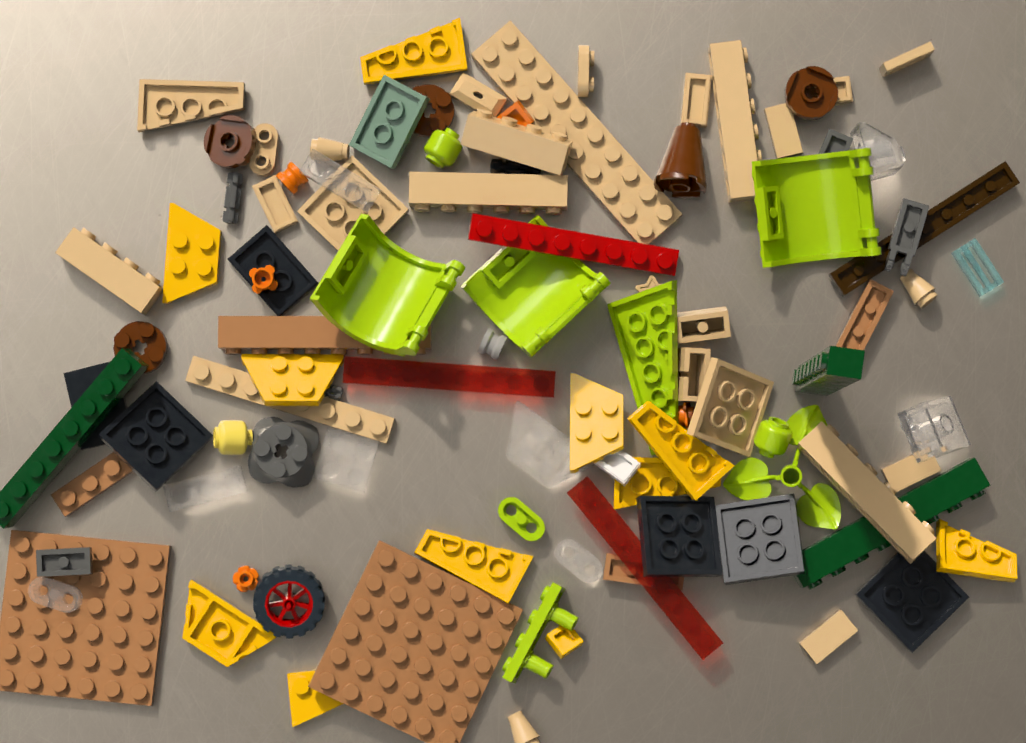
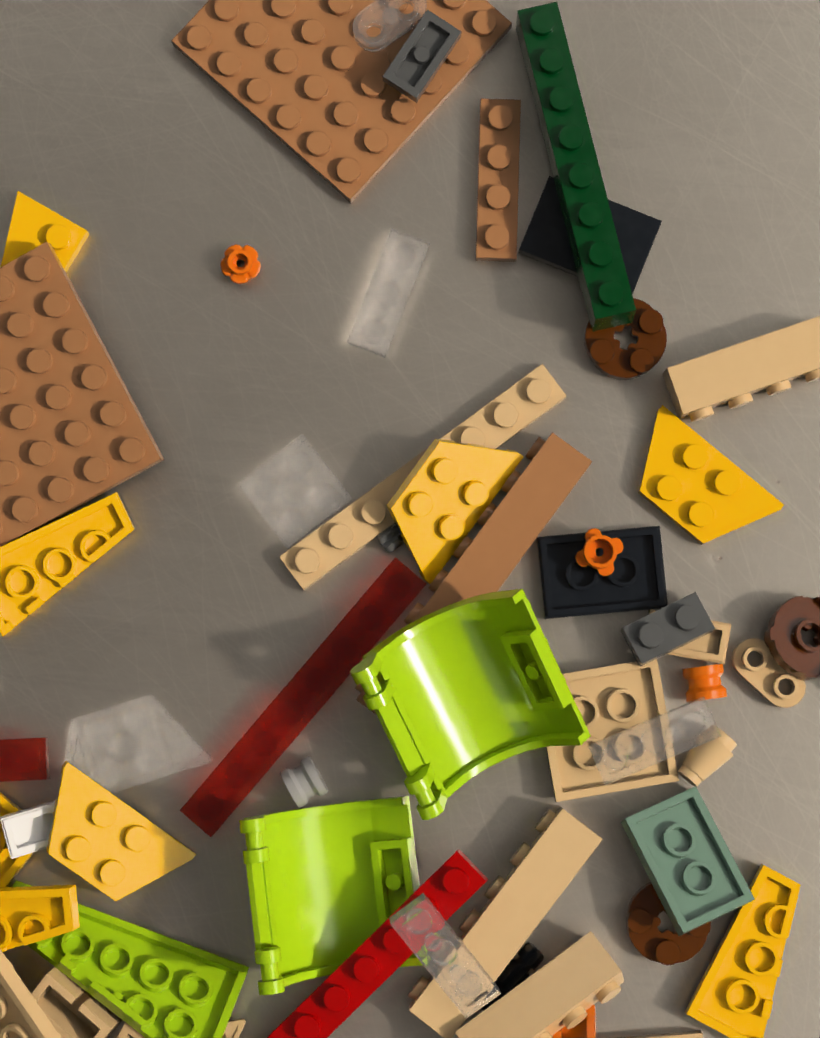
camera: 125 degrees right, 0 degrees up
(155, 436) = (497, 277): black plate -> none
(220, 627) = (202, 191): yellow wing -> none
(232, 197) = (733, 589): dark grey axle -> none
(232, 437) = (427, 370): light yellow head -> none
(278, 215) = (667, 629): none -> dark grey plate
(278, 624) = (155, 262): black wheel -> none
(298, 466) = (366, 452): dark grey brick -> none
(443, 148) = (603, 905): lime head -> none
(464, 93) = (662, 997): tan piece -> none
(520, 520) = (60, 656): lime plate -> none
(525, 206) = (444, 955): none -> clear plate
(685, 414) = (31, 963): orange plate -> none

